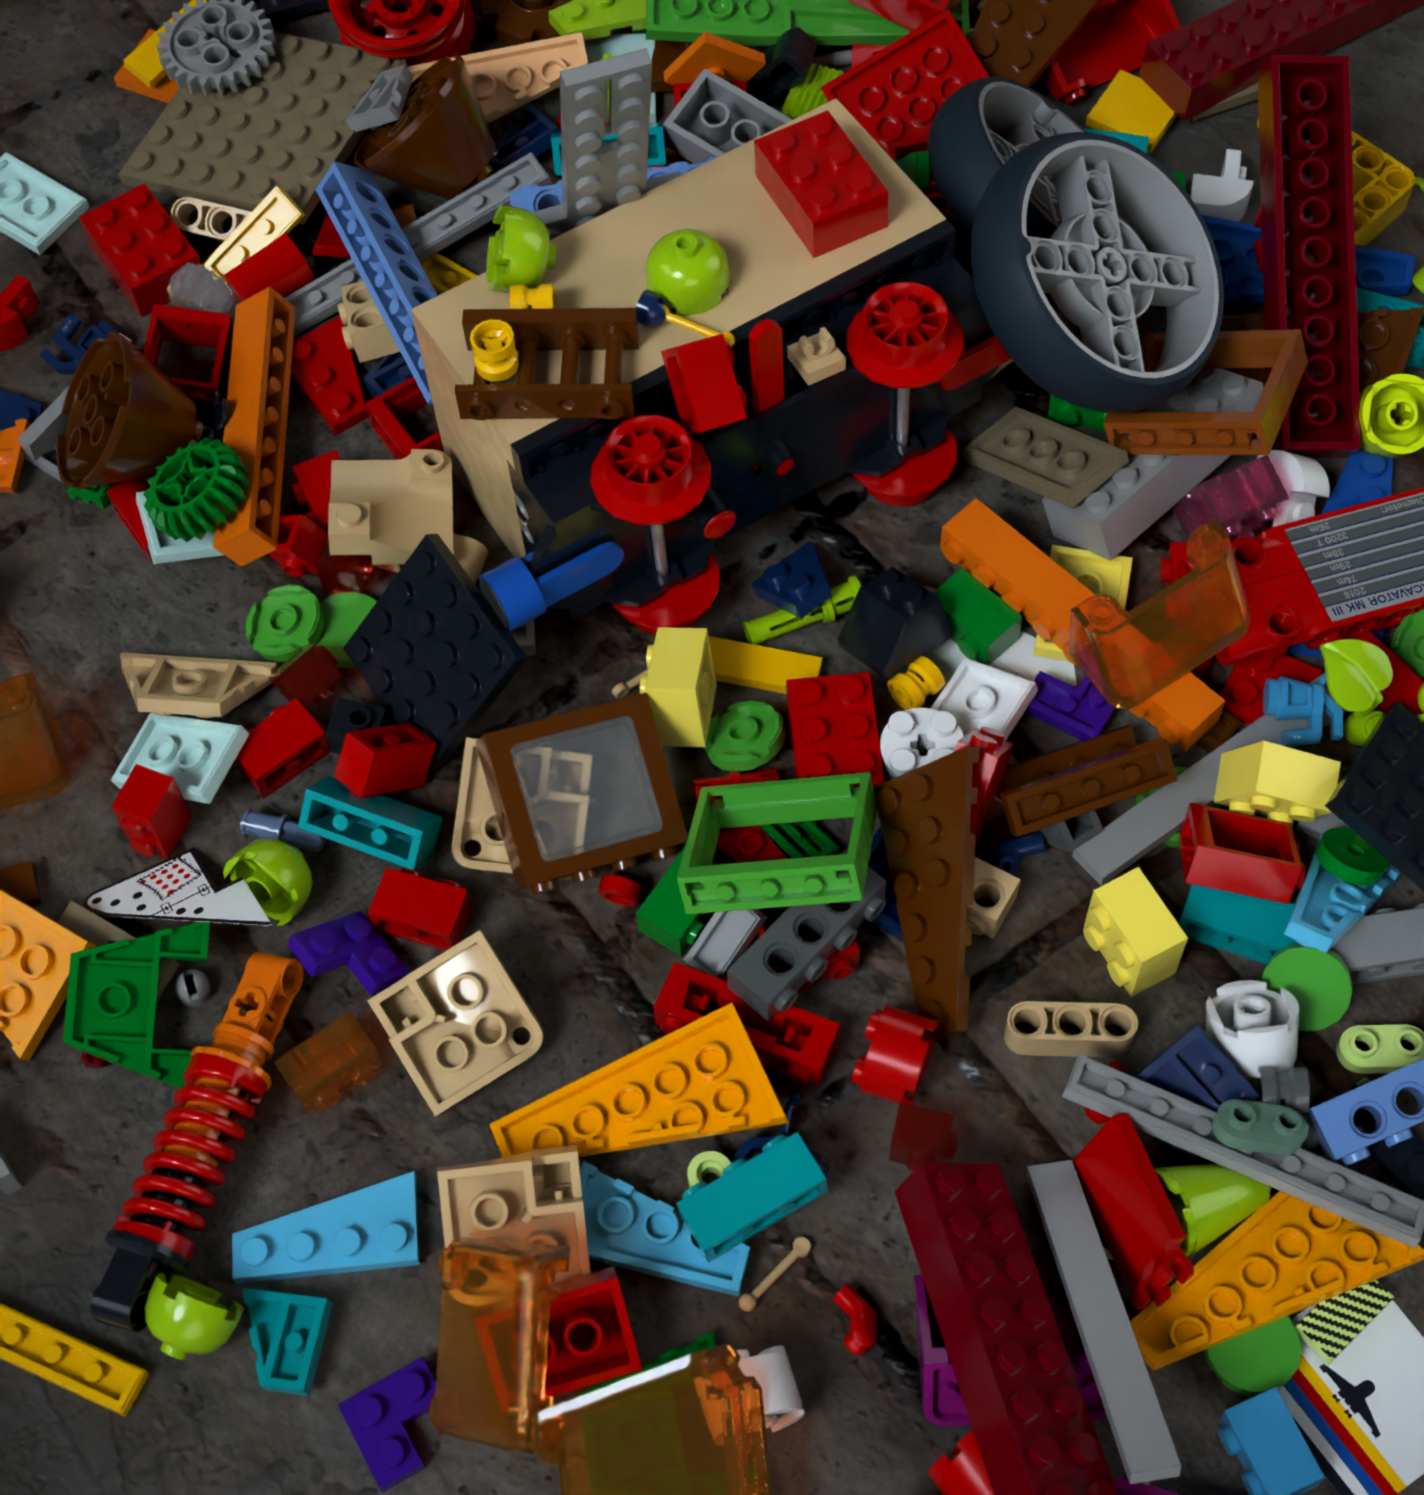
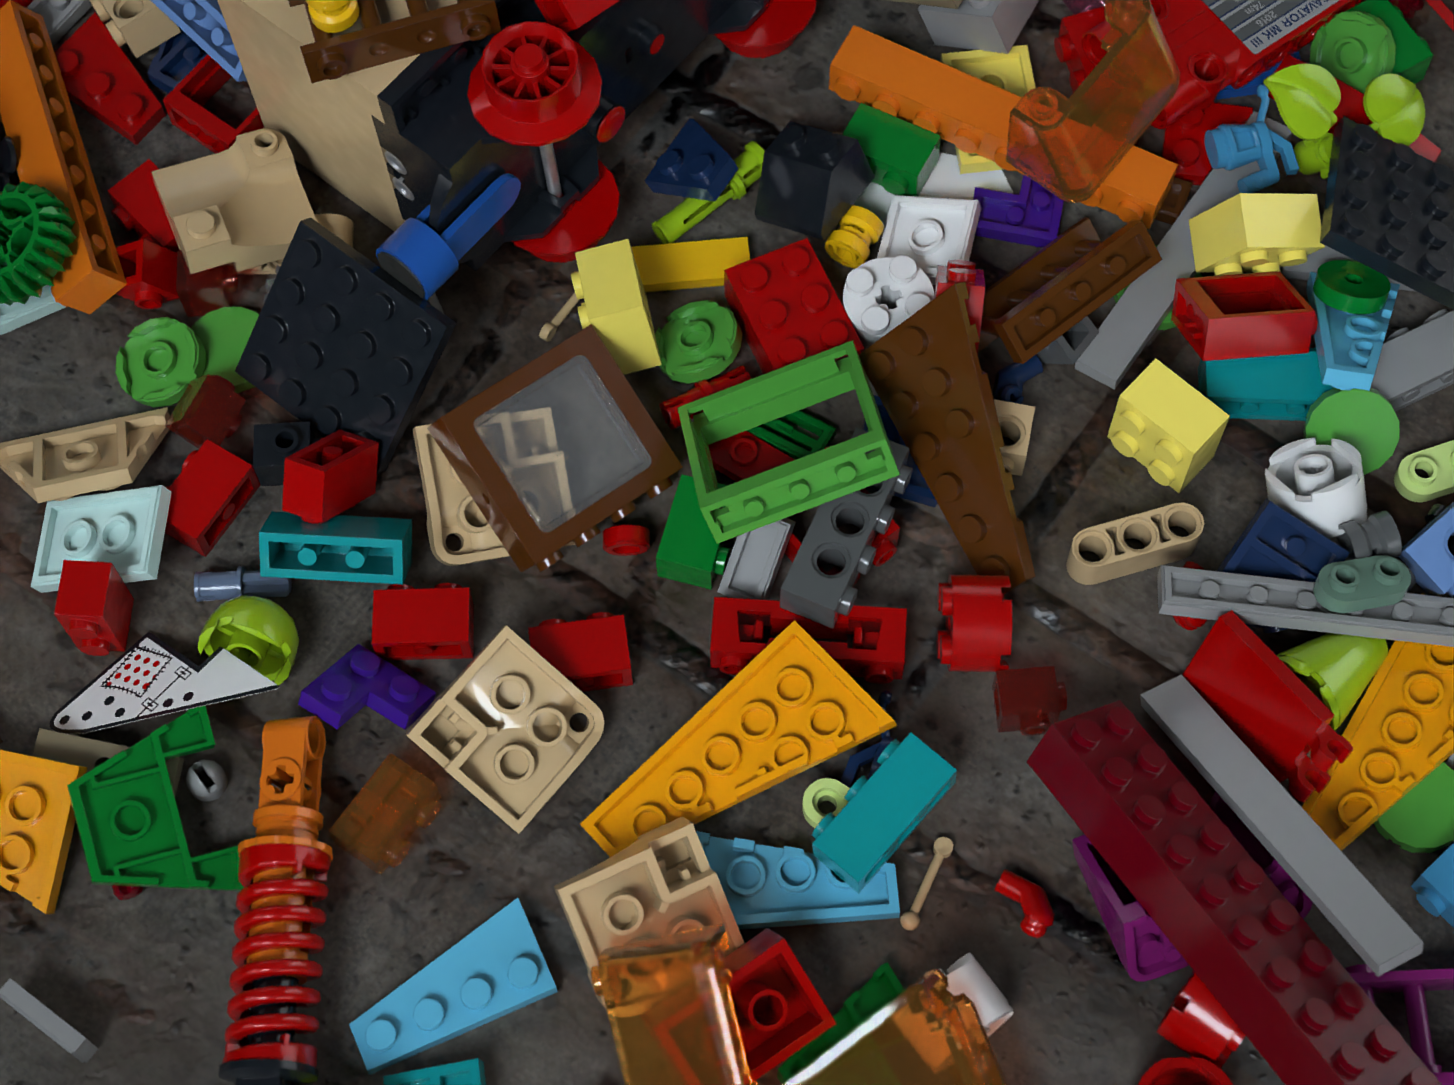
camera: 20 degrees left, 5 degrees up
(548, 976) = (586, 651): none -> red brick

